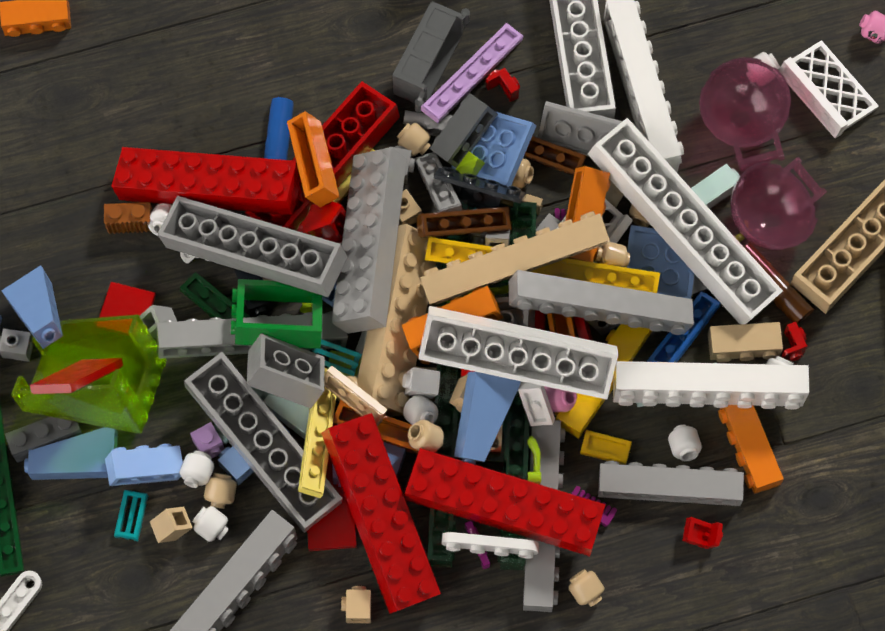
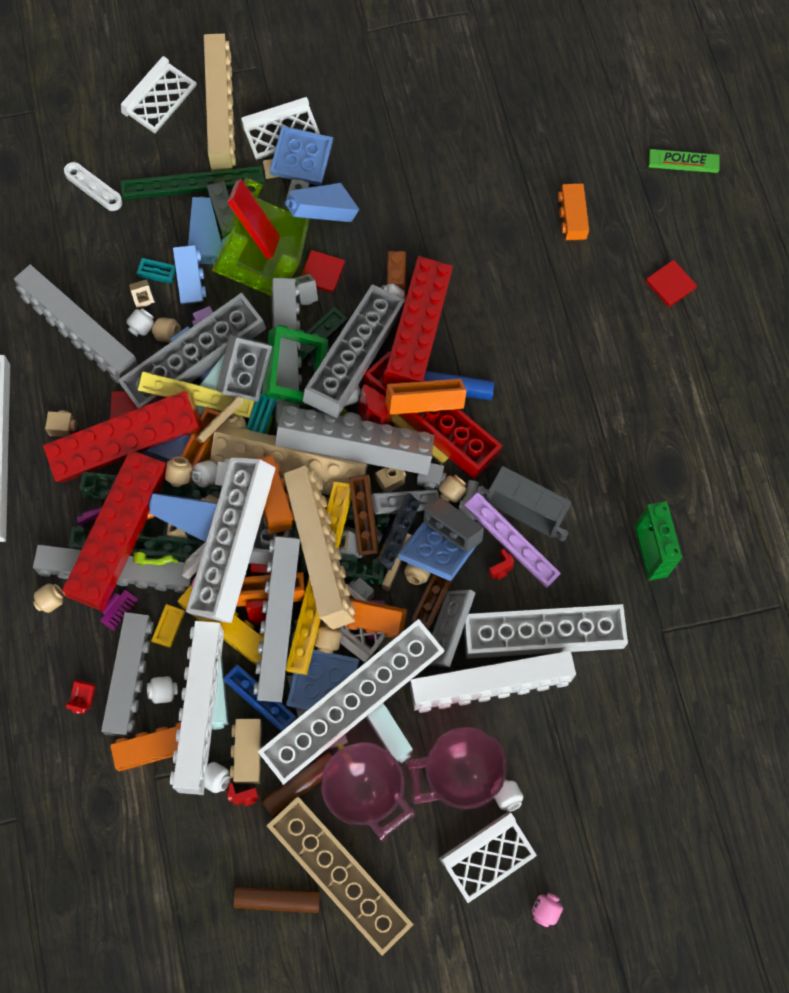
camera: 90 degrees right, 0 degrees up
(196, 469) = (180, 310): white head -> none
(470, 164) = (423, 530): lime slope -> none
(499, 545) = (85, 510): white plate -> none

